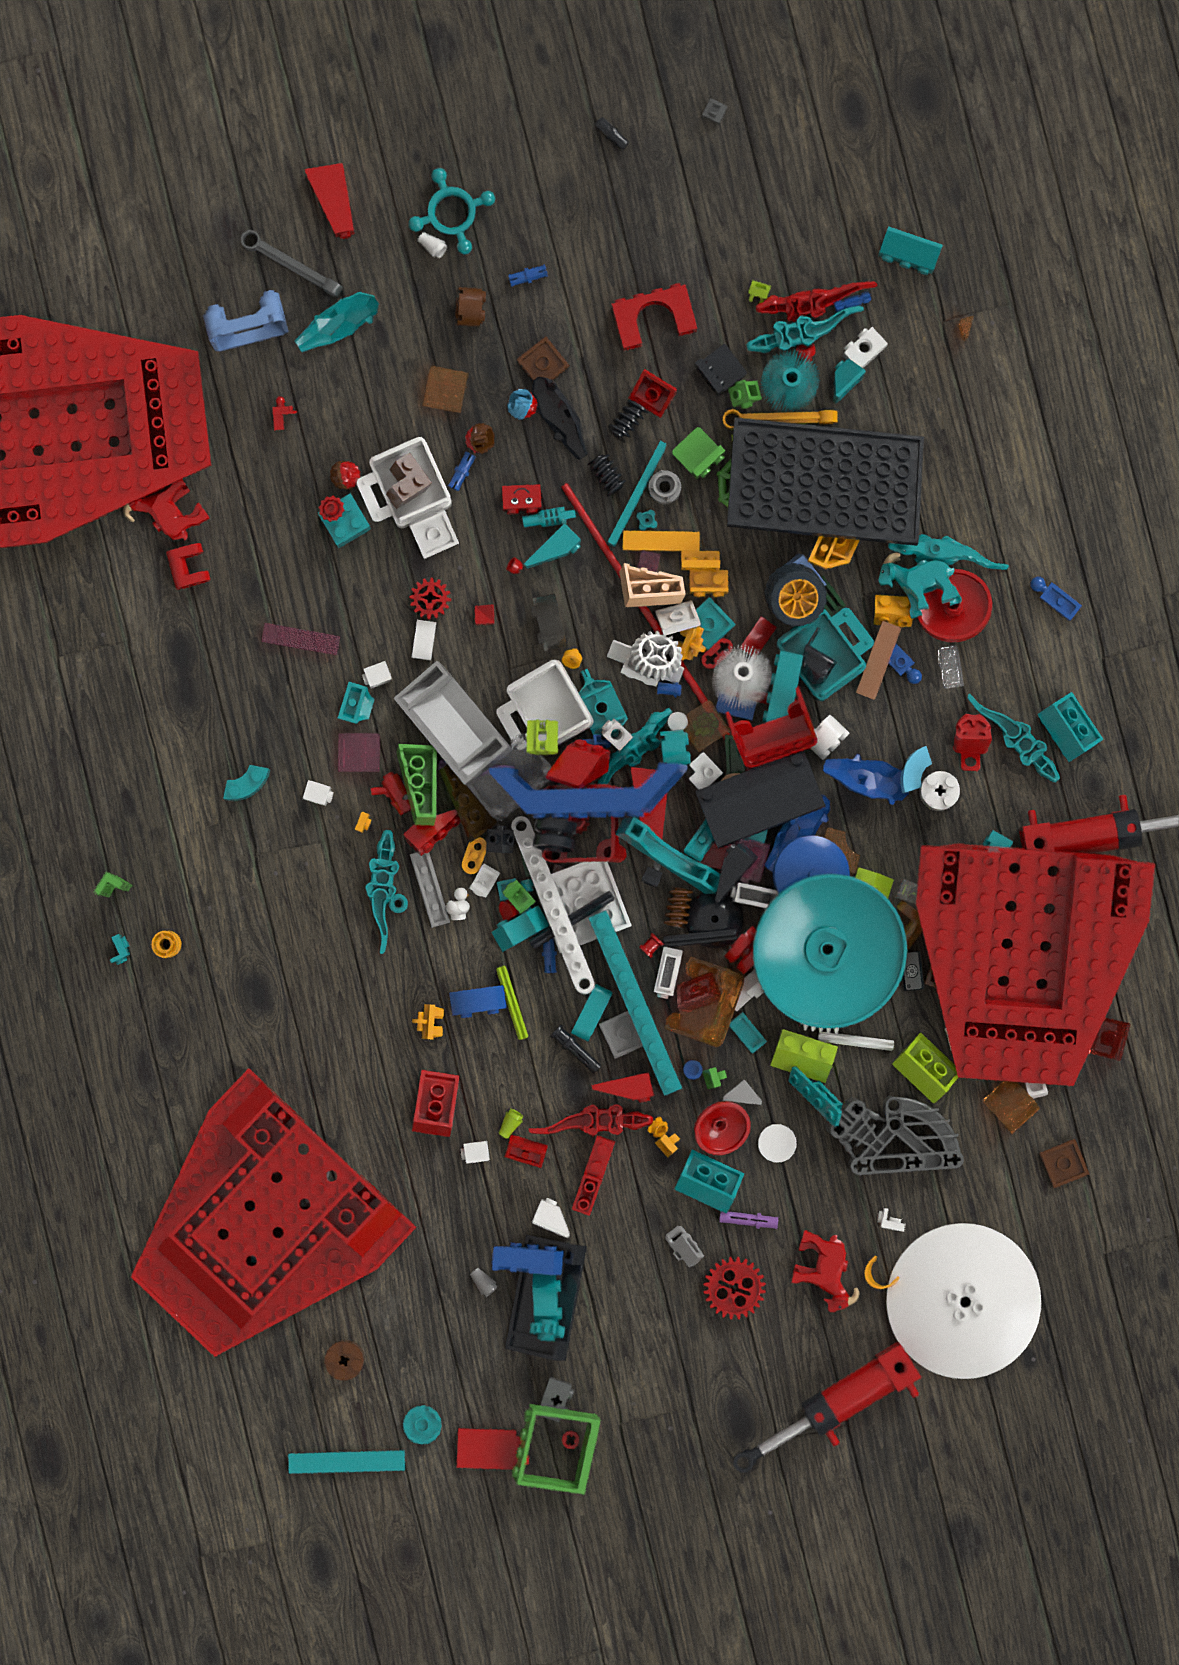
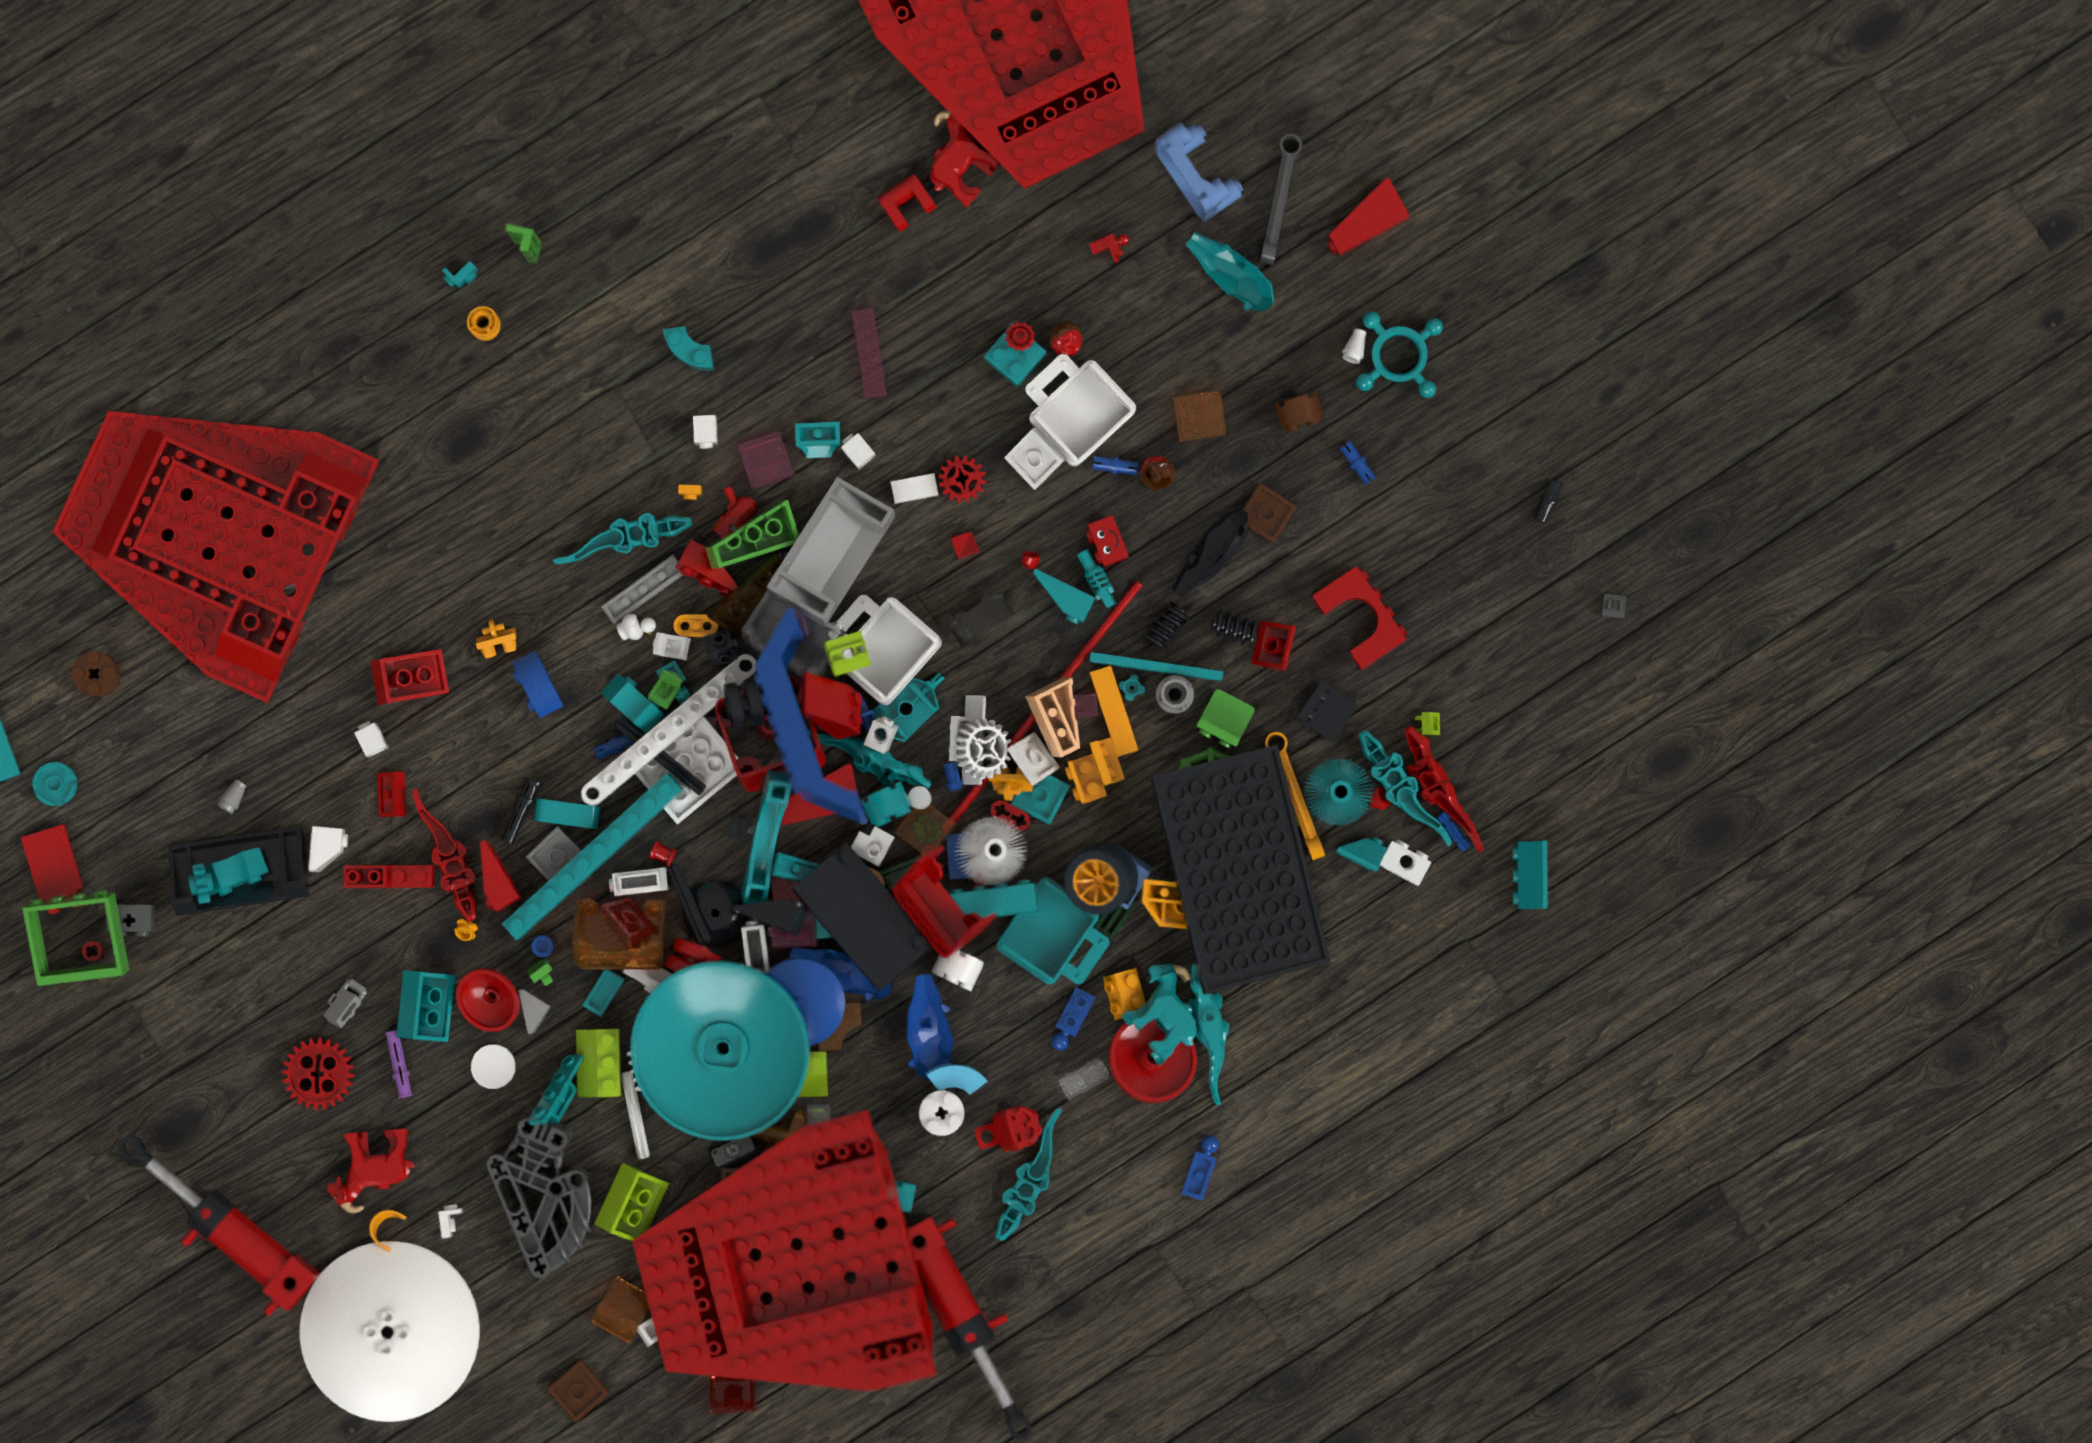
camera: 70 degrees right, 0 degrees up
(398, 909) = (608, 557): teal plate -> none
(410, 478) = (1084, 413): brick -> none
(507, 910) = (647, 682): red tile -> none
(510, 1123) = (416, 766): lime cone -> none
(512, 1003) = (548, 722): lime axle -> none
(522, 404) = (1211, 505): dark azure piece -> none
(528, 1259) = (272, 836): blue wedge -> none
(572, 658) = (949, 658): light orange tile -> none
(667, 1144) = (450, 946): light orange tile -> none
(678, 906) = (714, 868): reddish brown piece -> none
(744, 393) = (1308, 747): bright green brick -> none
(758, 636) = (1044, 854): red slope -> none
(816, 664) = (1036, 927): black piece -> none
(878, 660) = (1063, 996): nougat tile -> none
(965, 326) = (1468, 966): clear orange slope -> none
(1070, 727) = (1063, 1233): teal slope -> none

